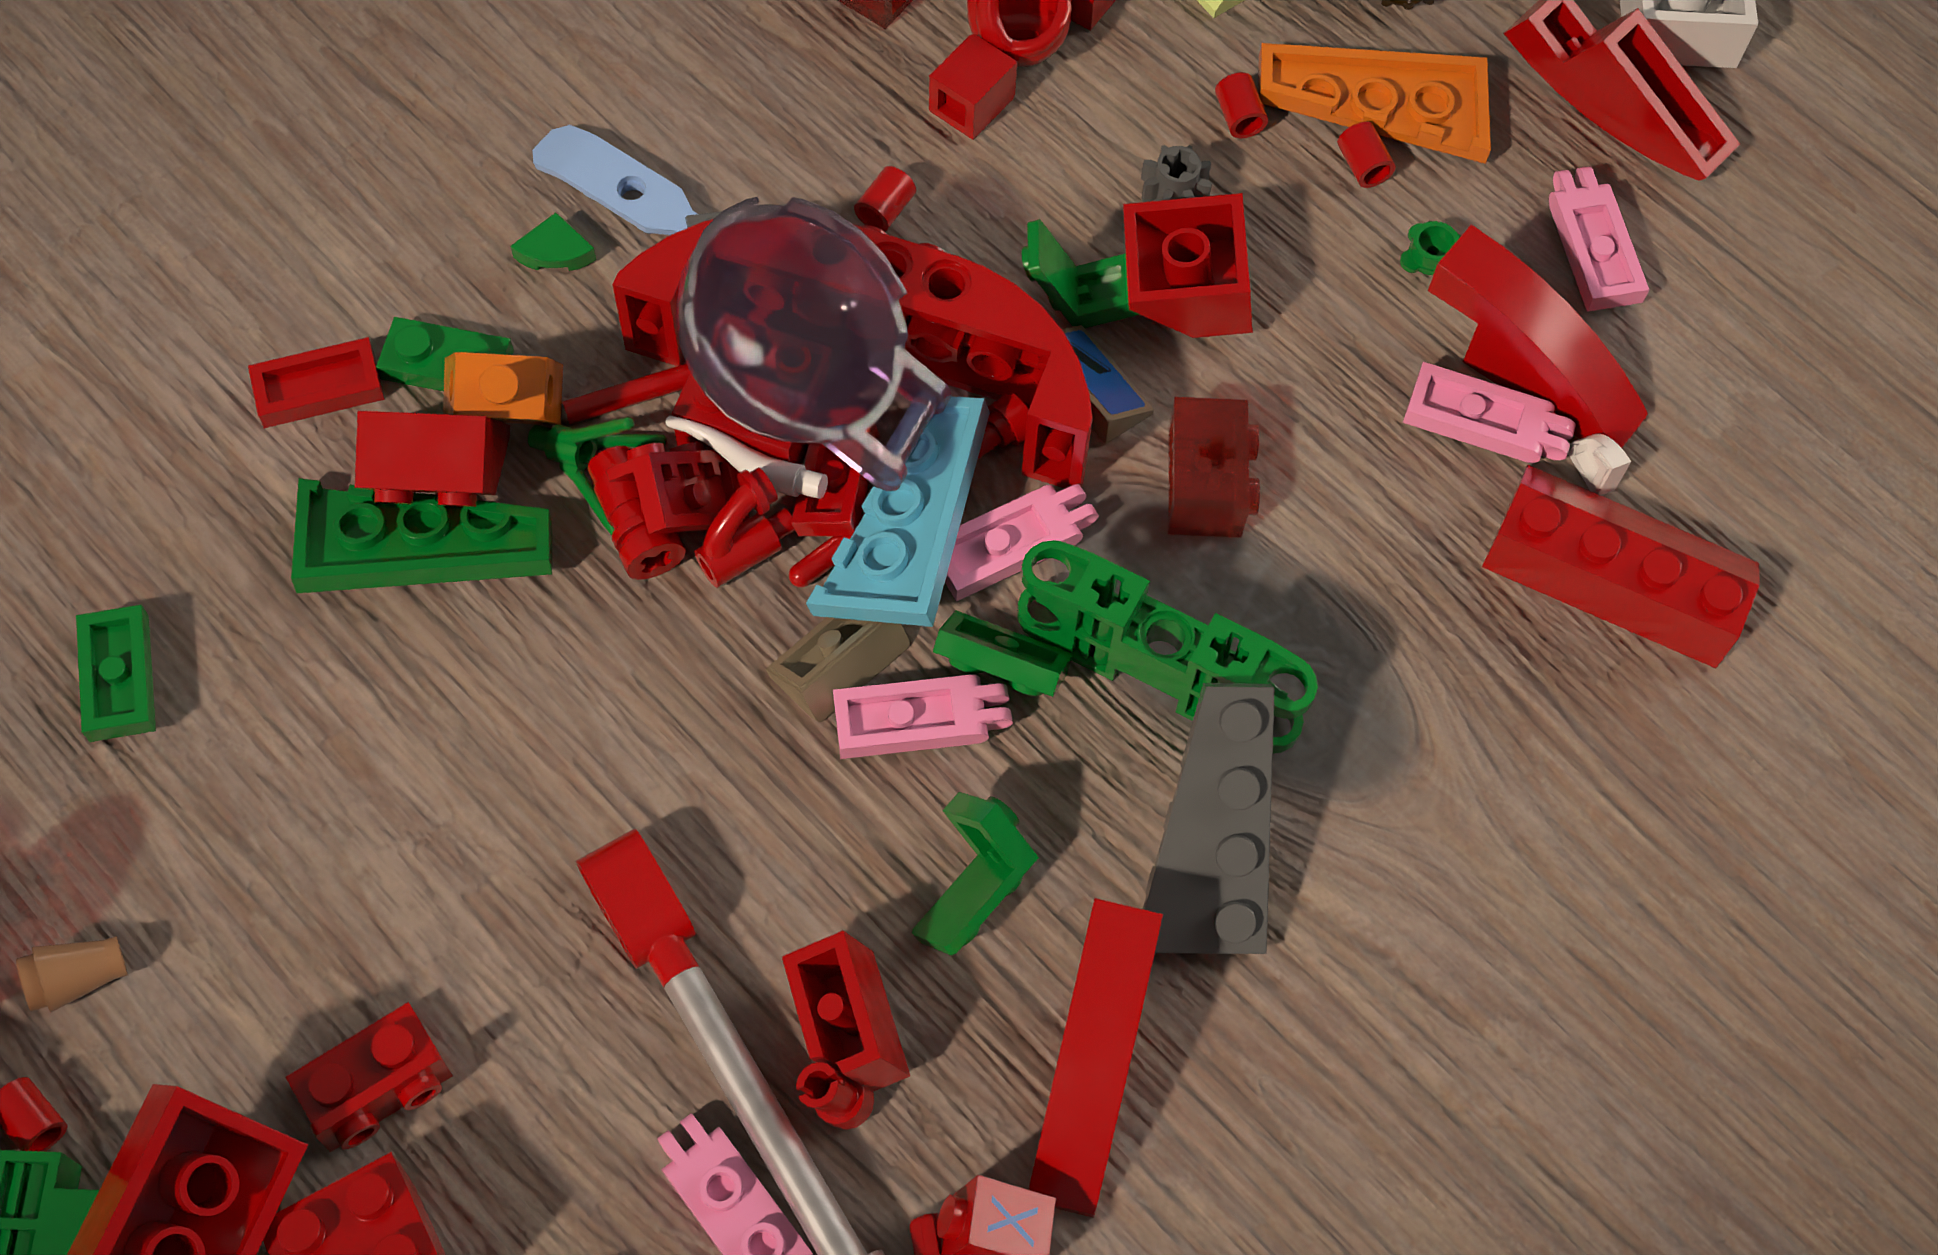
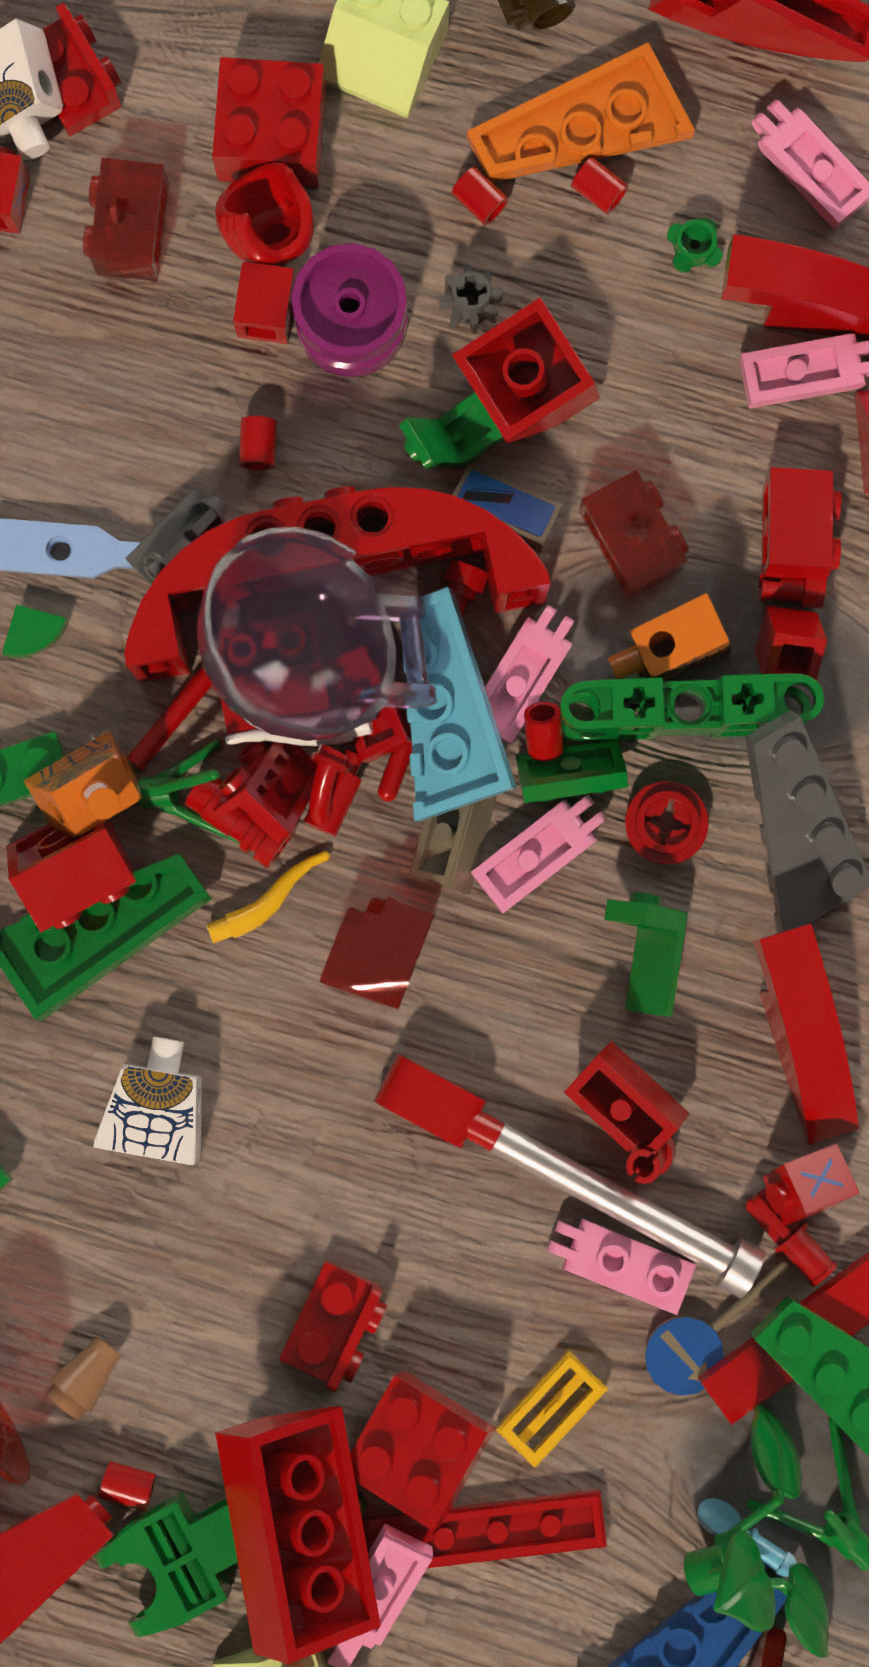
camera: 30 degrees left, 20 degrees up
(345, 738) = (155, 1108): none -> torso
(587, 615) = (257, 913): none -> yellow animal
(683, 715) = (377, 950): none -> clear red piece
(997, 597) = (543, 731): none -> red hinge
(1049, 126) = (358, 281): none -> magenta wheel
(1074, 736) = (686, 809): none -> red gear
(1199, 573) = (696, 637): none -> orange torso
(1319, 643) = (790, 642): none -> red brick
(1383, 556) = (798, 535): none -> red hinge

